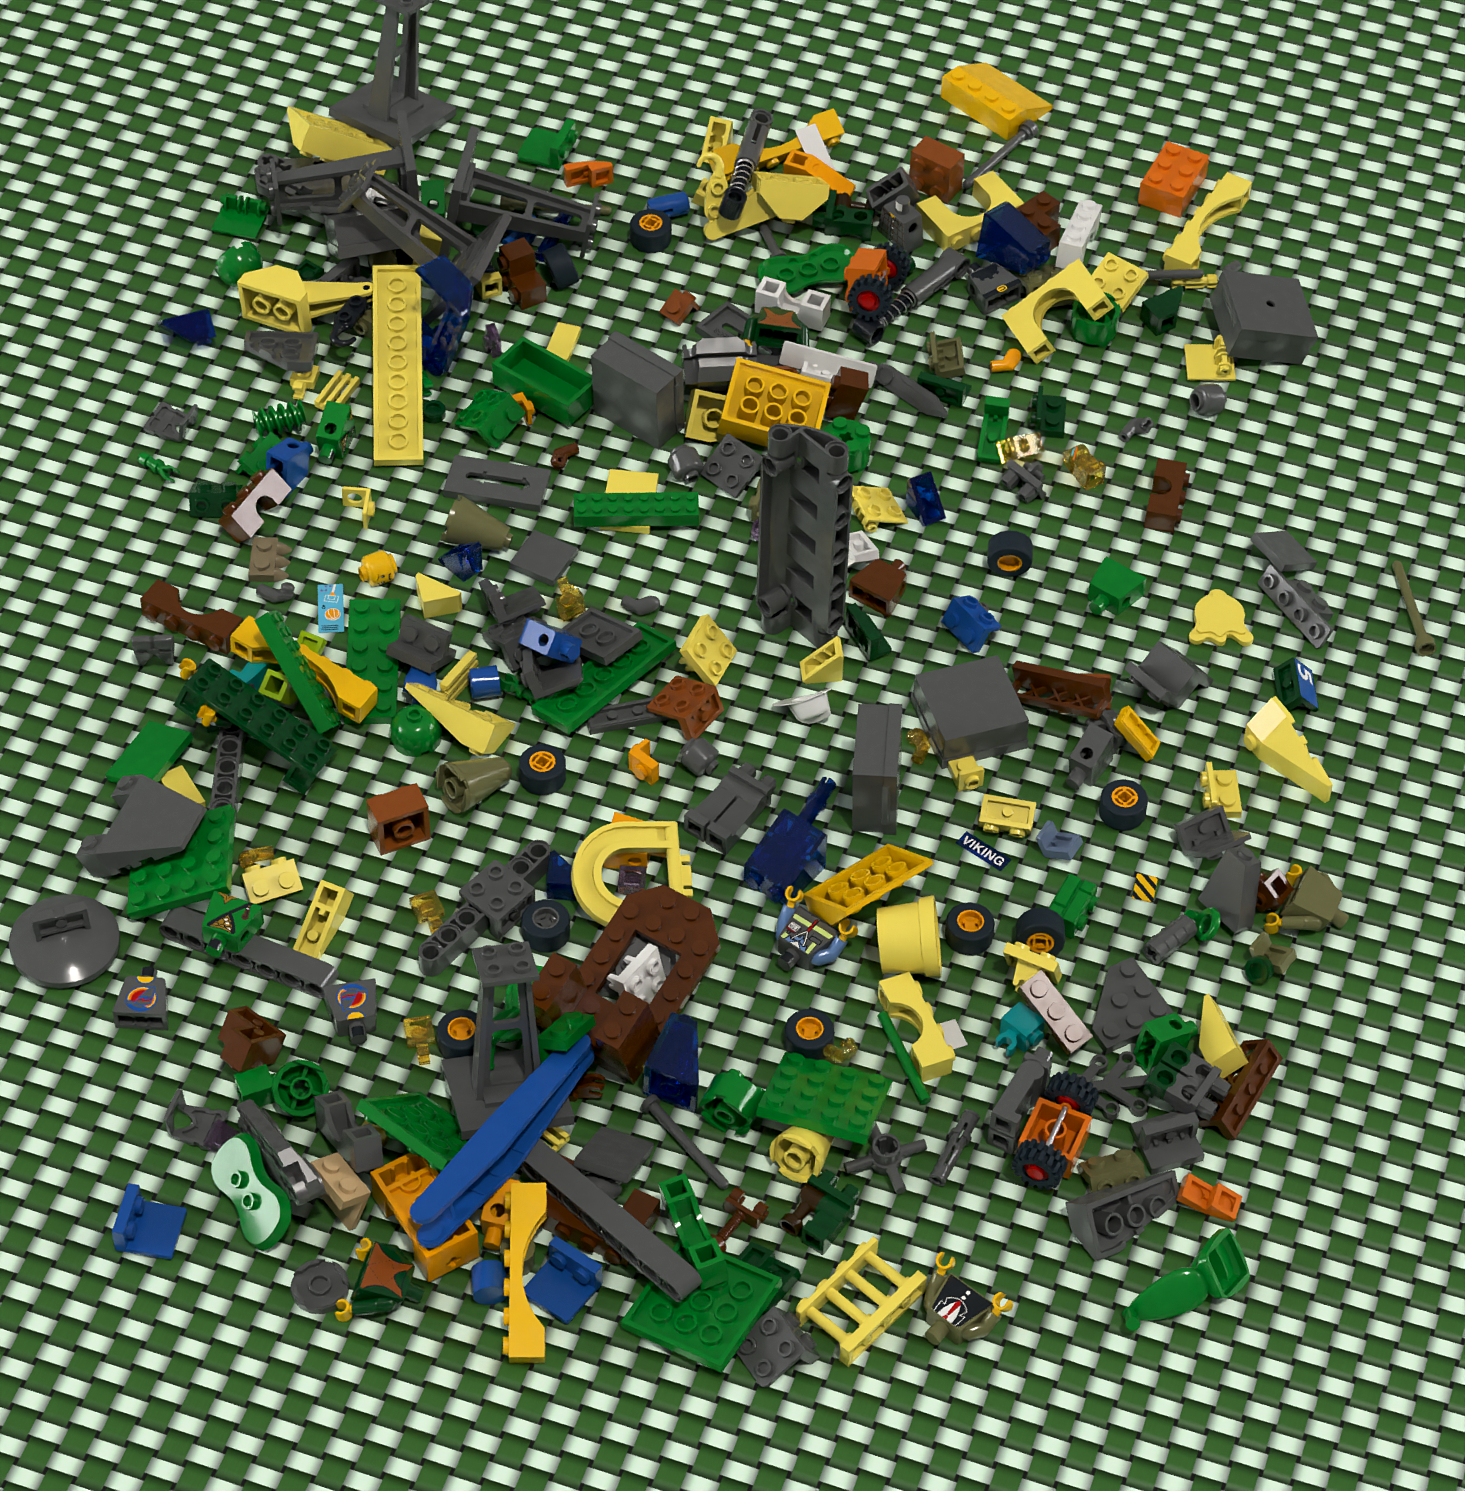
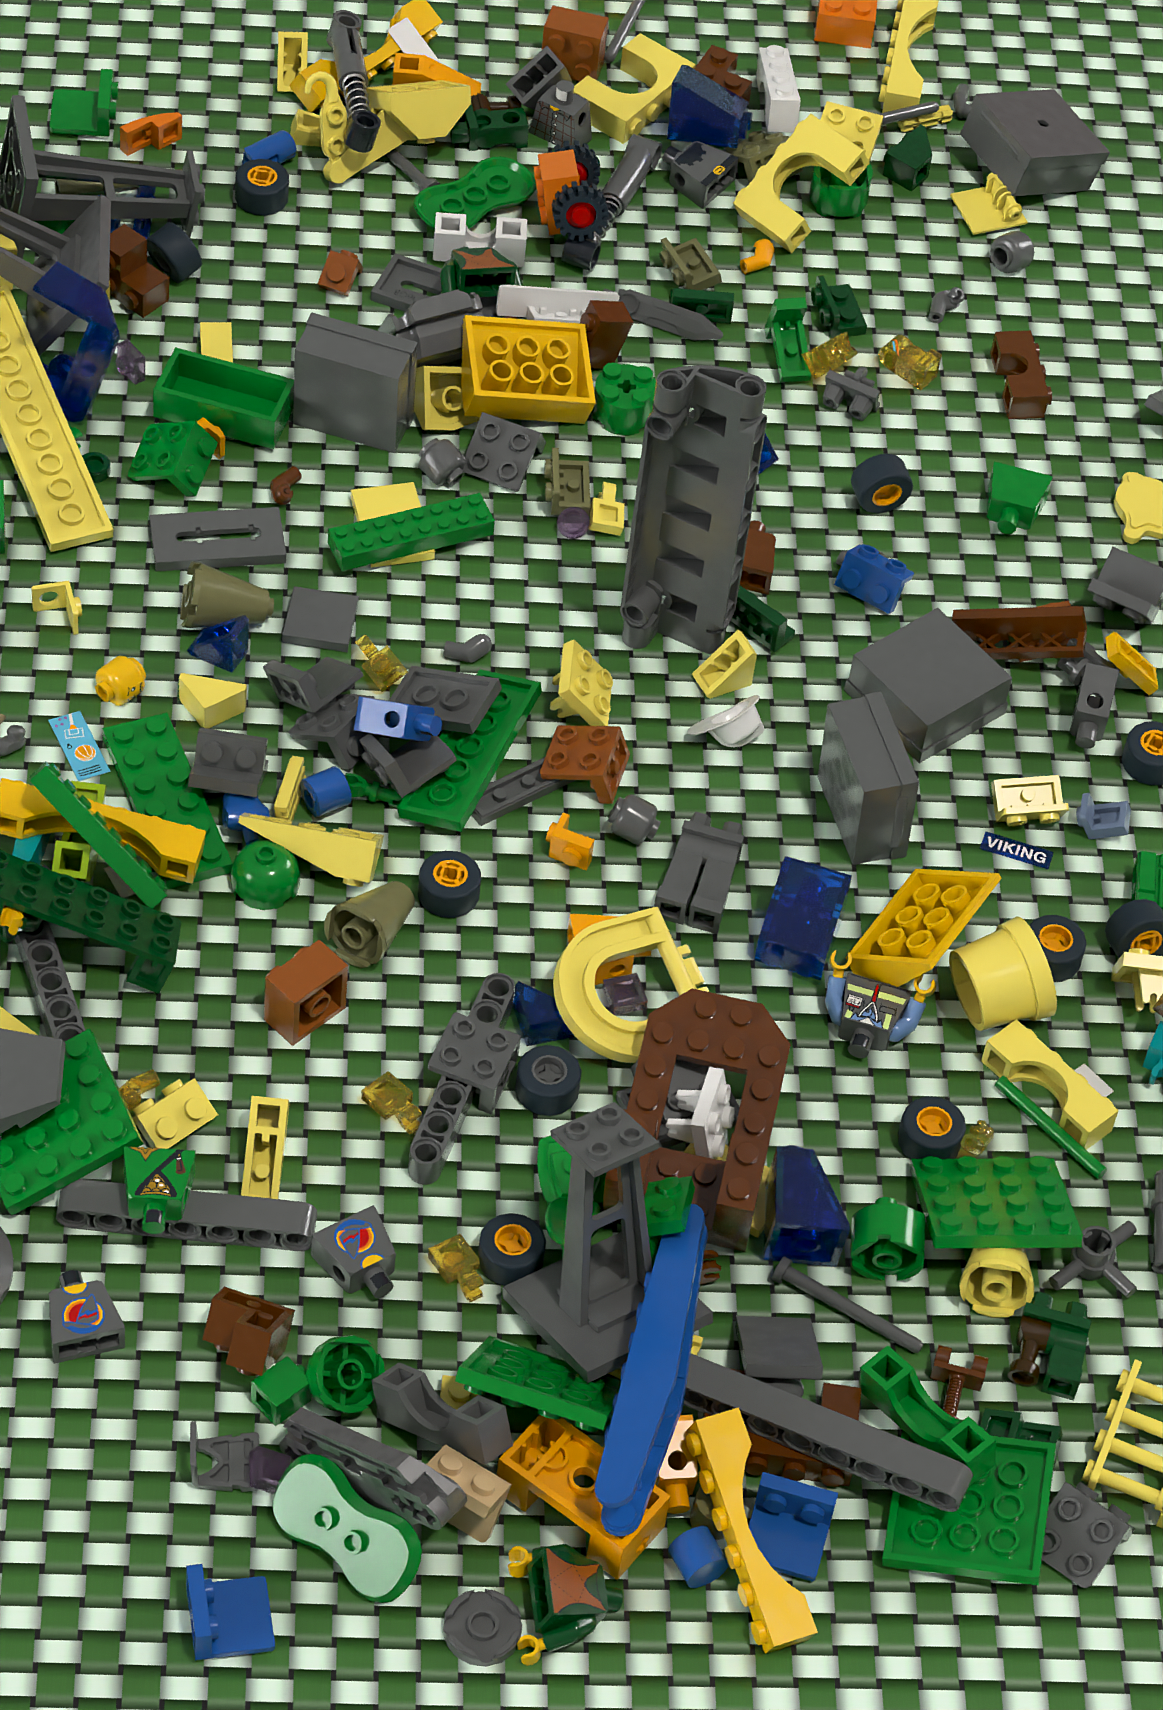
camera: 25 degrees left, 0 degrees up
(817, 800) = (798, 837): clear blue pin -> none
(966, 773) = (954, 761): light yellow bracket -> none

